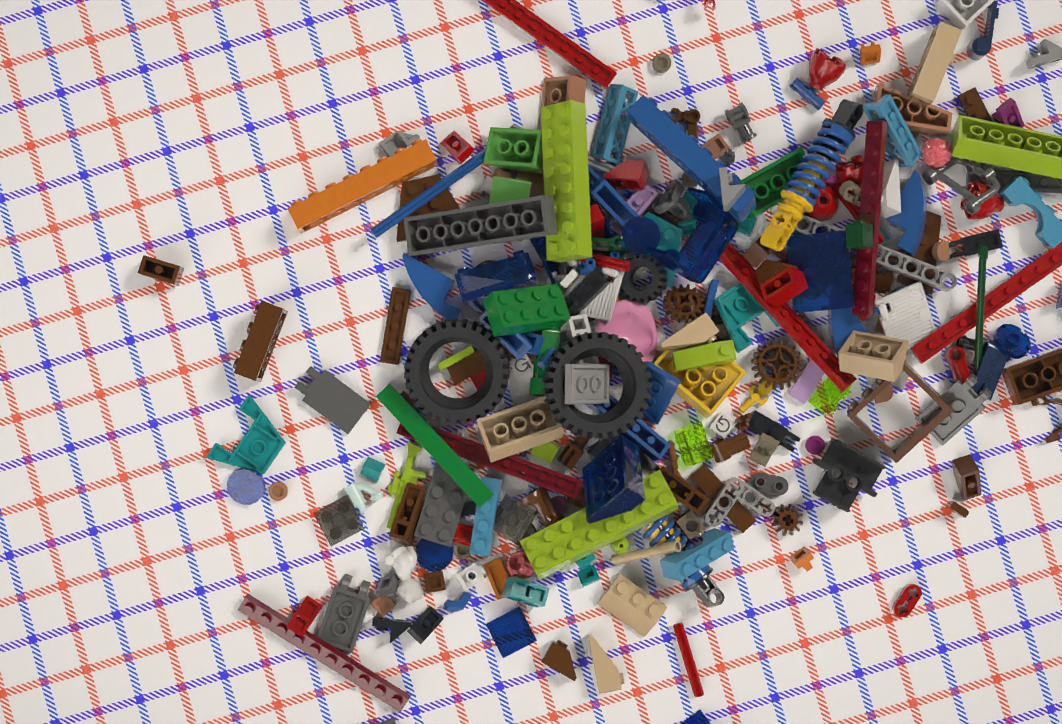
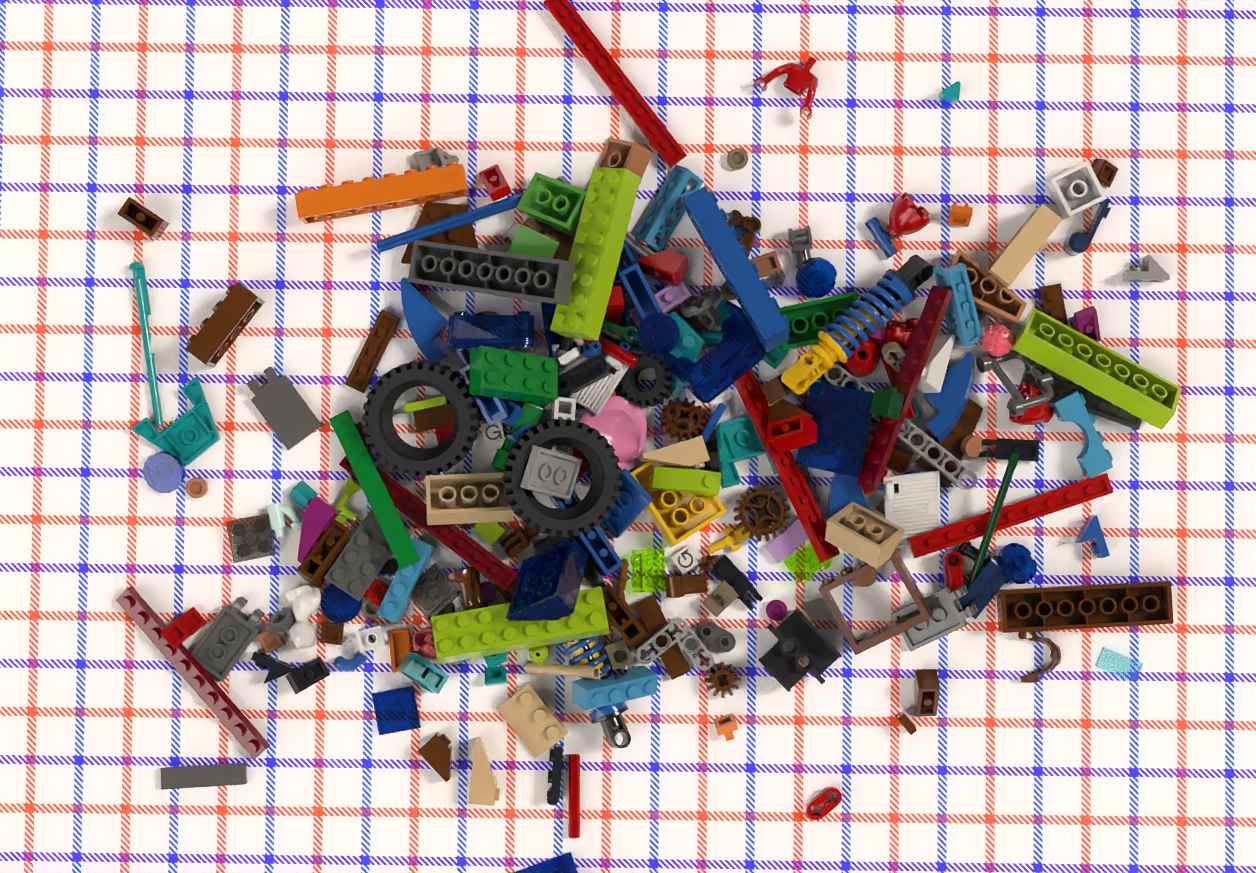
camera: 10 degrees right, 0 degrees up
(185, 350) = (144, 310): none -> teal bar
(392, 488) = (315, 522): none -> magenta slope
(666, 647) = (554, 775): none -> black hinge
(732, 193) = (762, 318): light grey slope -> none
(761, 145) = (816, 277): none -> clear blue tile

